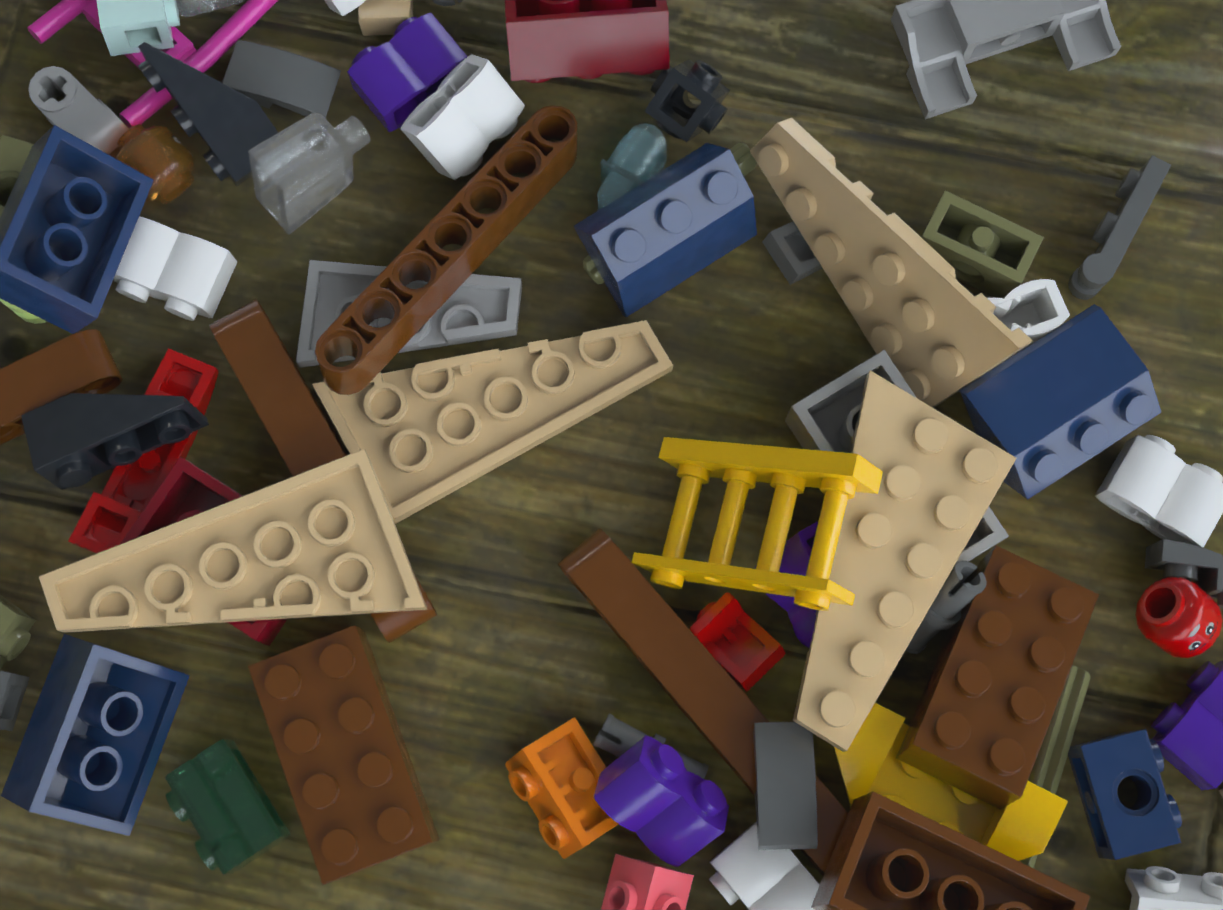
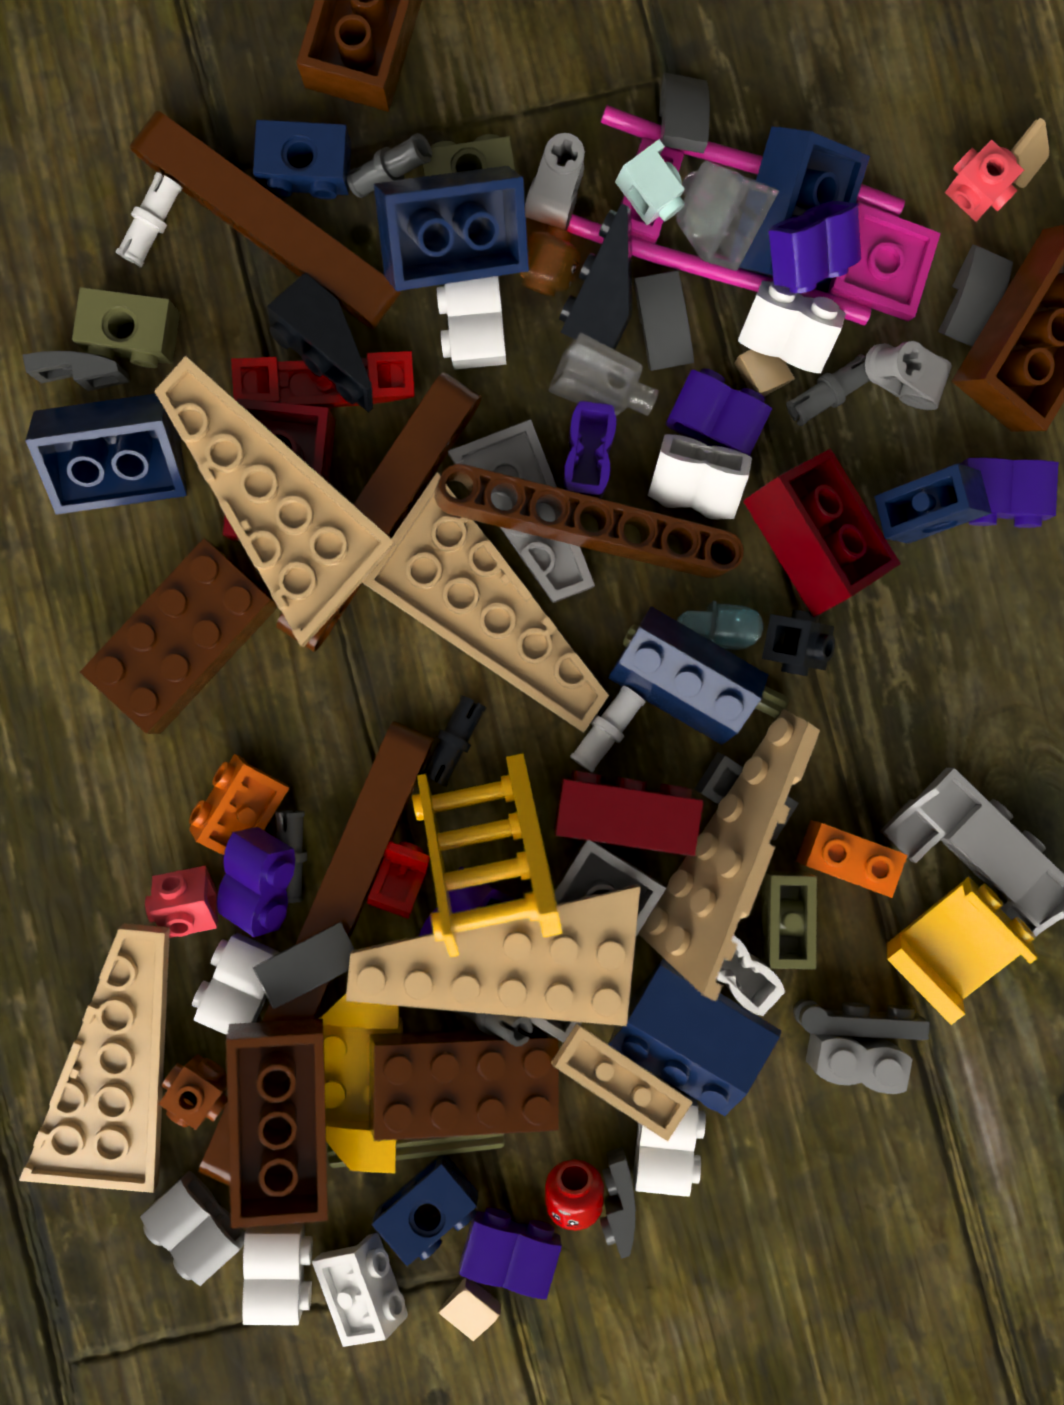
camera: 60 degrees right, 10 degrees up
(225, 807) = (104, 573): clear green brick -> none
(370, 211) = (590, 442): none -> dark purple brick
(612, 509) = (454, 740): none -> black pin
(681, 341) = (607, 729): none -> white pin
(782, 353) = (628, 813): none -> dark red brick
(941, 156) = (851, 858): none -> orange brick
(1075, 496) = (621, 1082): none -> tan plate
(1084, 90) = (959, 946): none -> yellow panel
(1162, 248) = (863, 1059): none -> light grey brick

